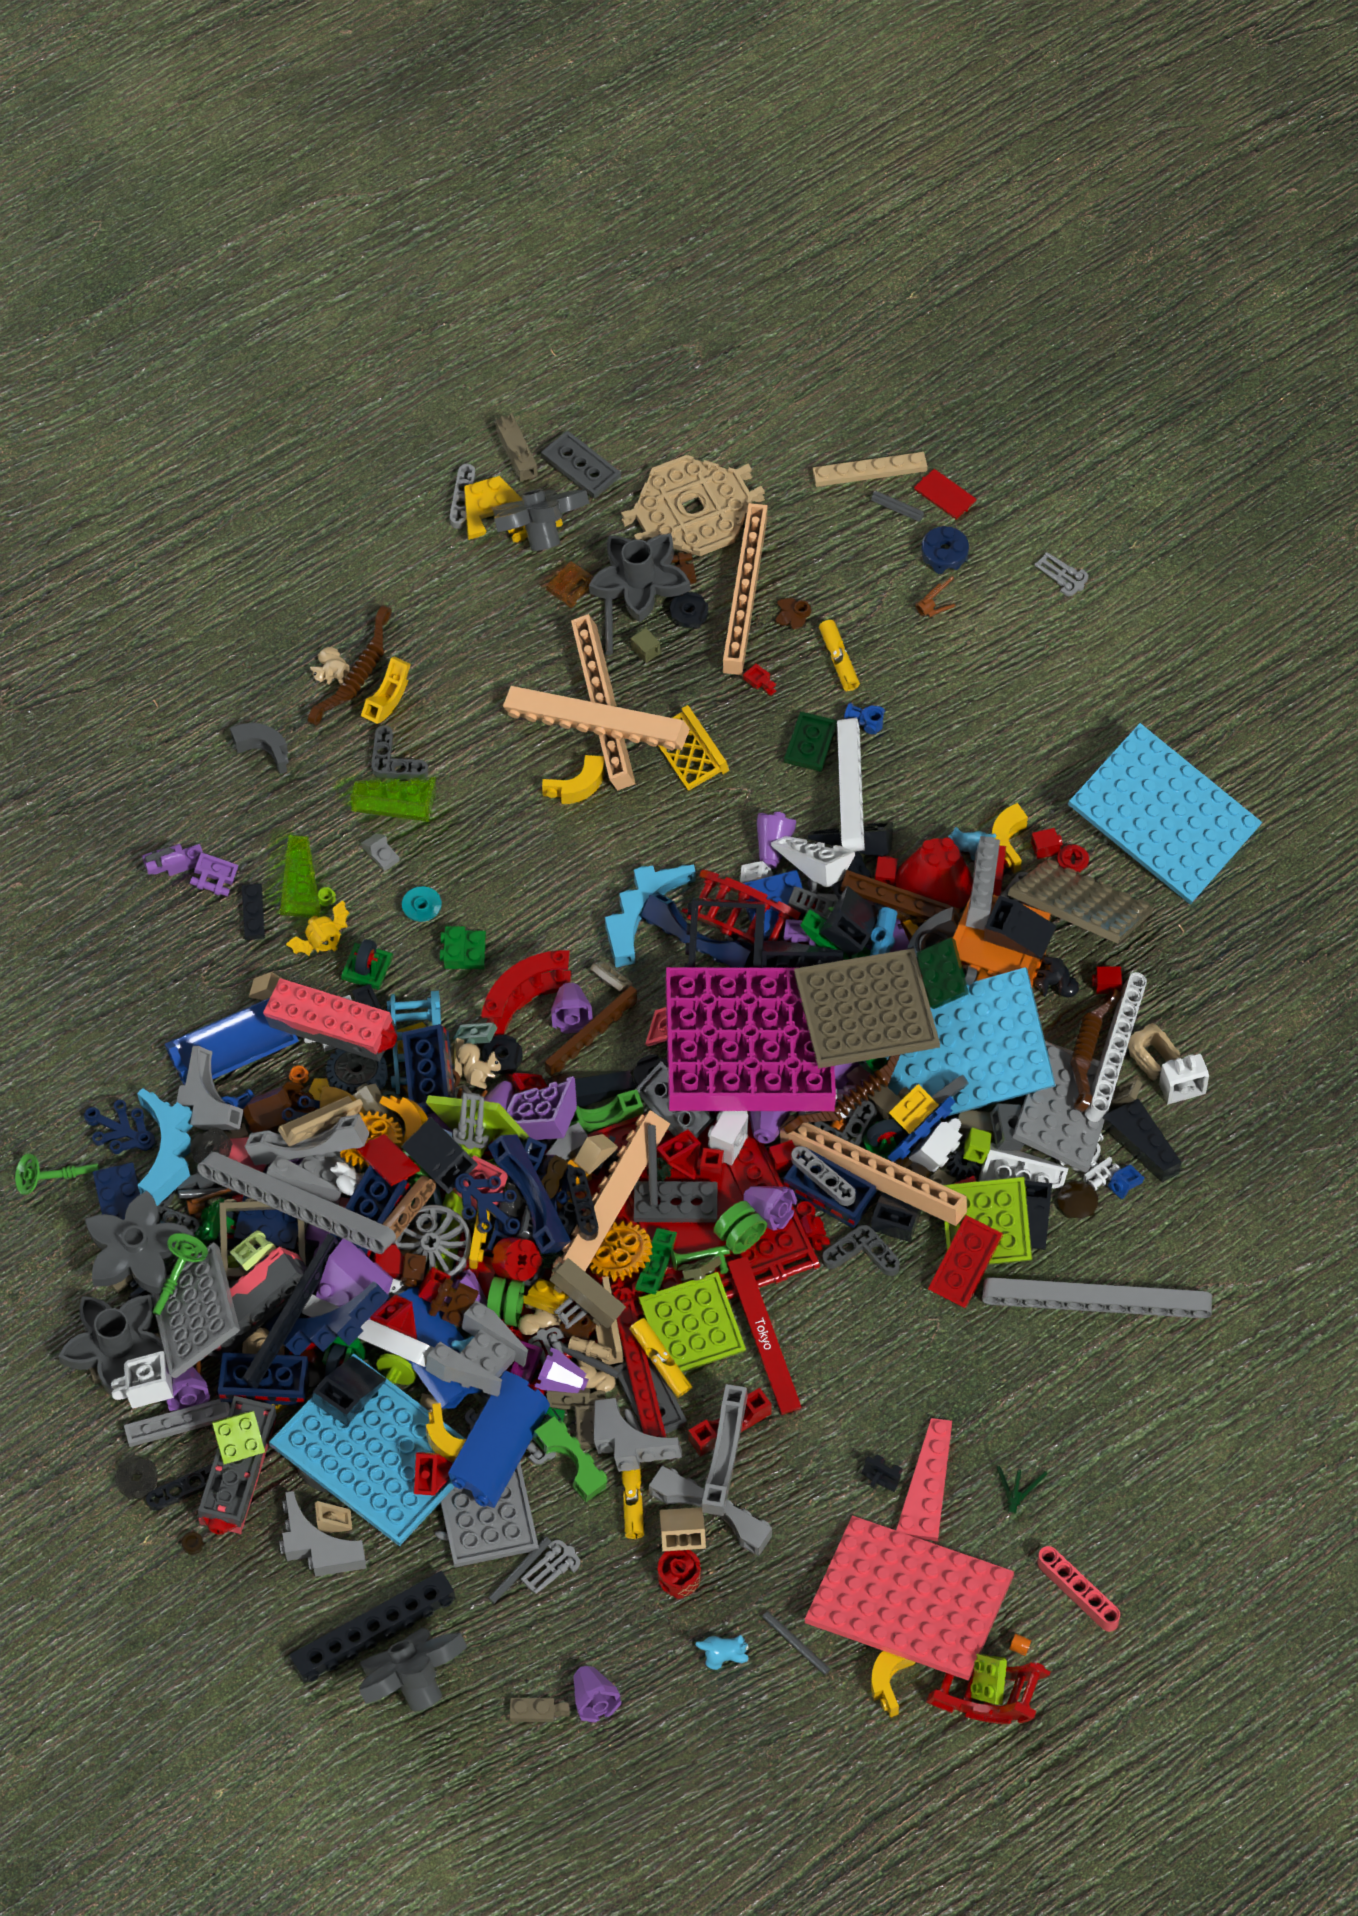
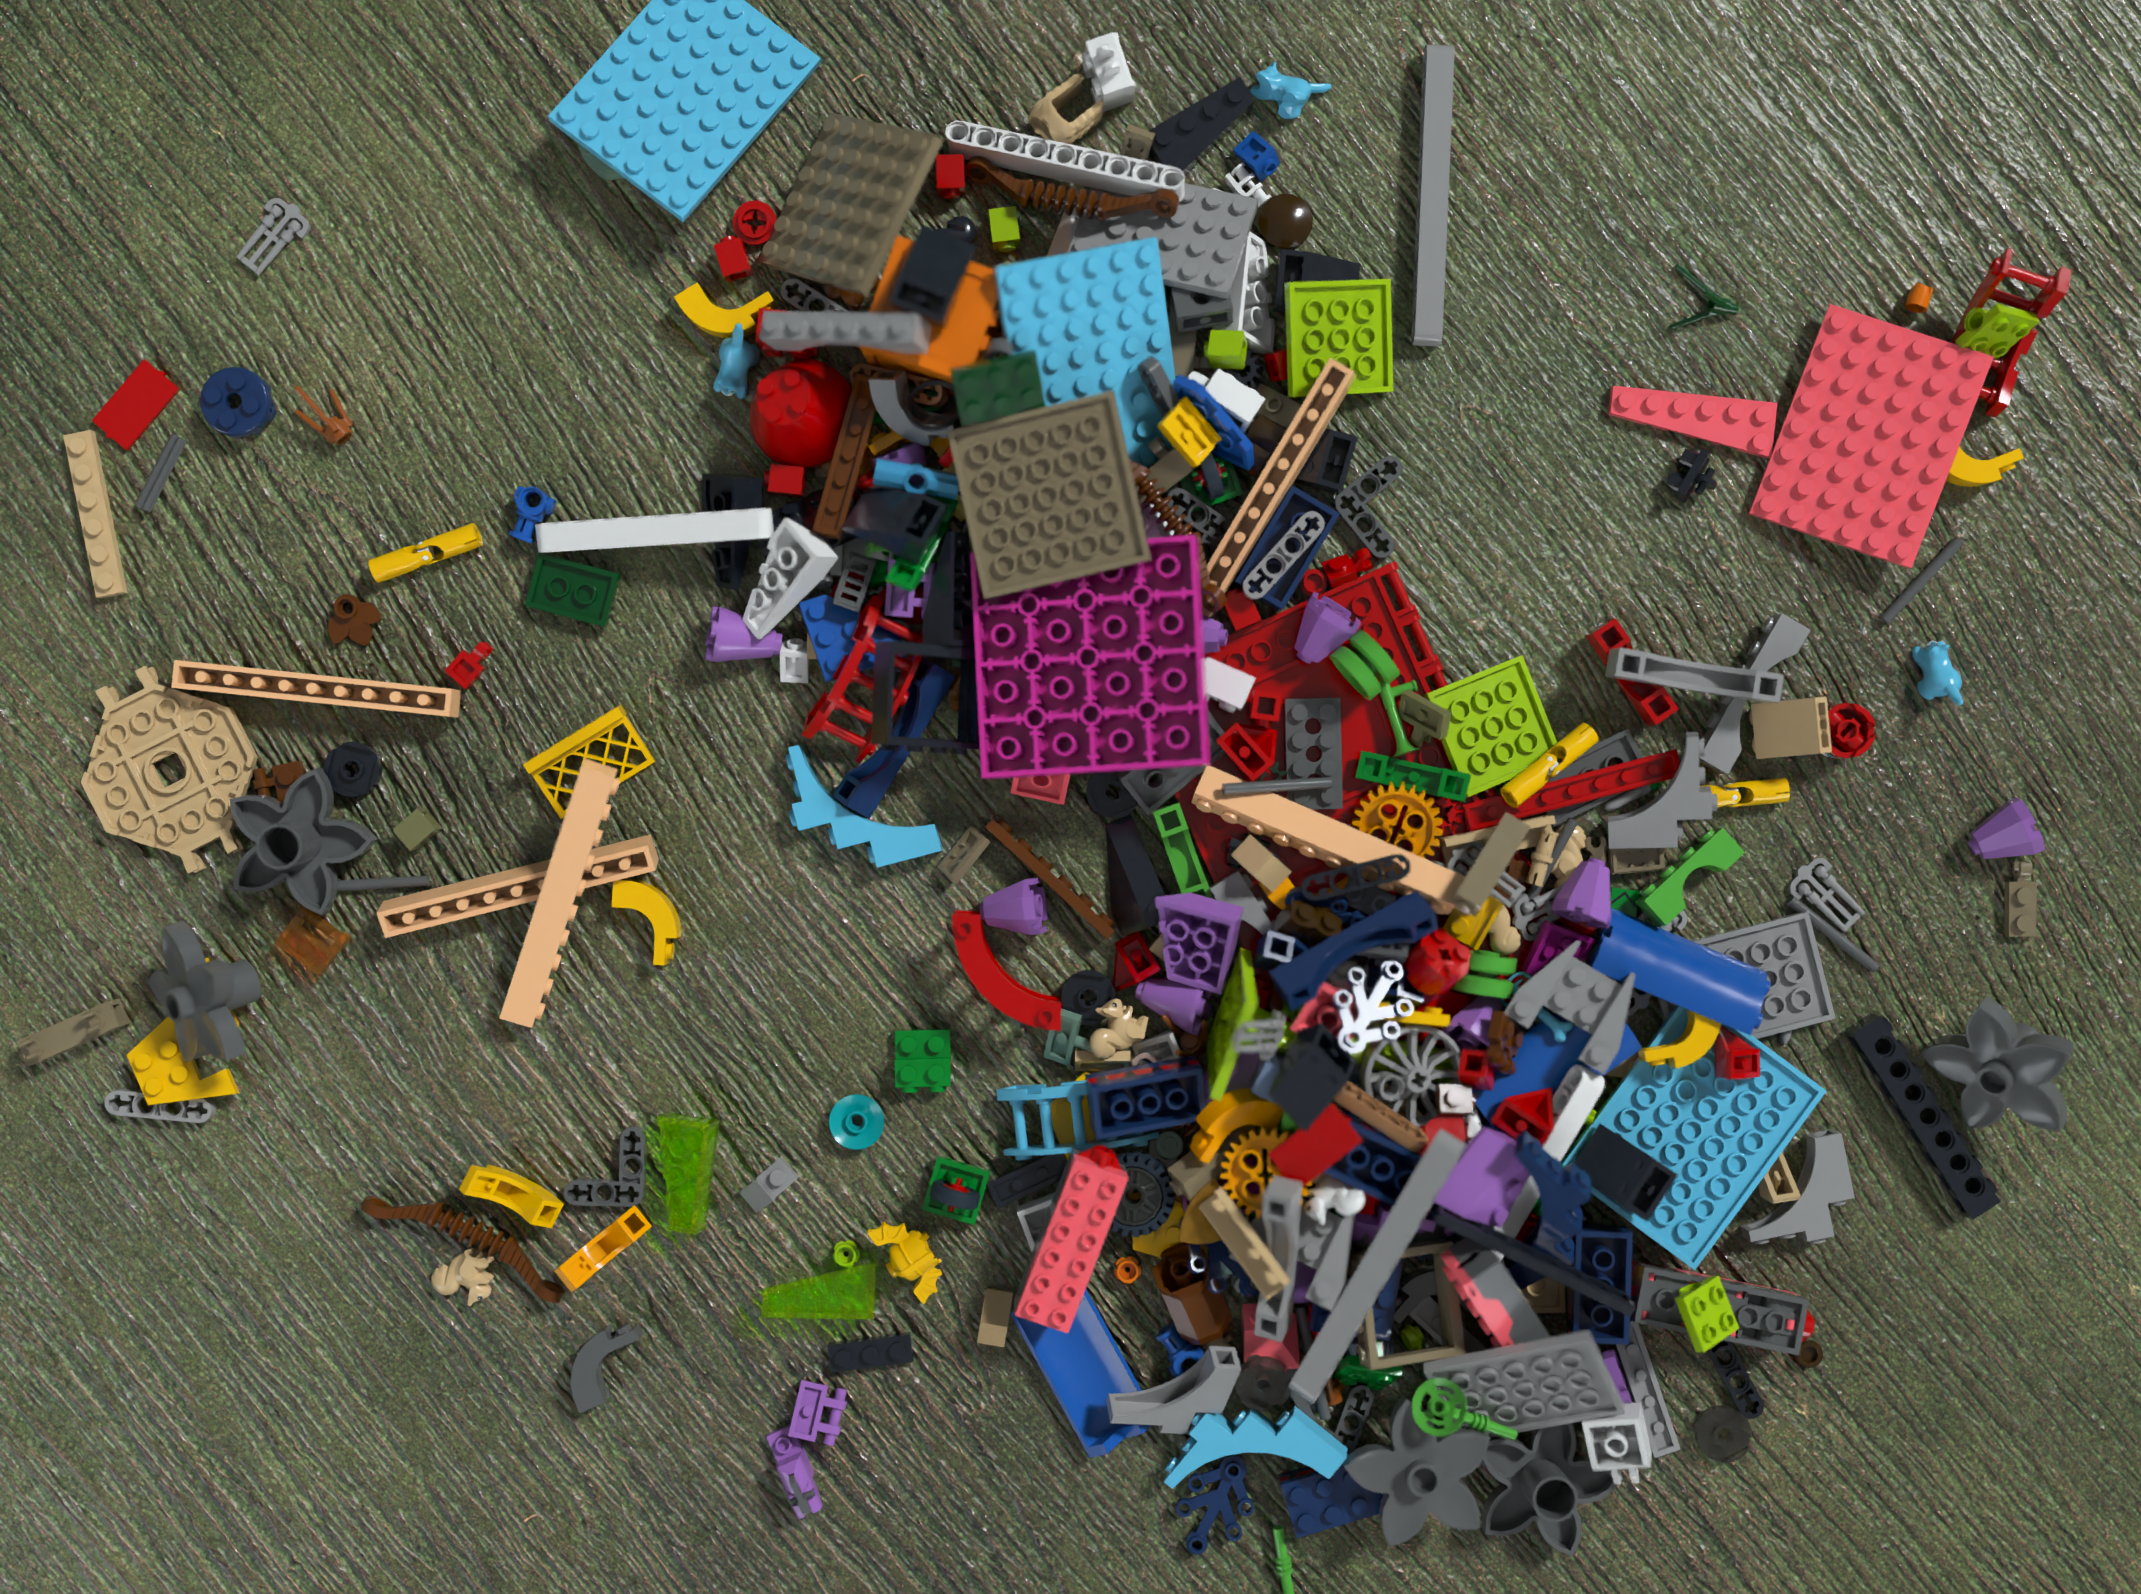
camera: 95 degrees left, 30 degrees up
(247, 1255) = (1446, 1327): yellowish green plate -> none
(344, 749) = (602, 1248): none -> light orange arch
(581, 454) = (80, 935): dark grey plate -> none
(764, 1335) = (1501, 632): red tile -> none
(965, 1261) = (1394, 366): red plate -> none
(1069, 1013) = (1004, 228): none -> lime brick
(1081, 1598) = (1855, 217): coral beam -> none
(1173, 1202) = (1287, 91): none -> medium azure animal

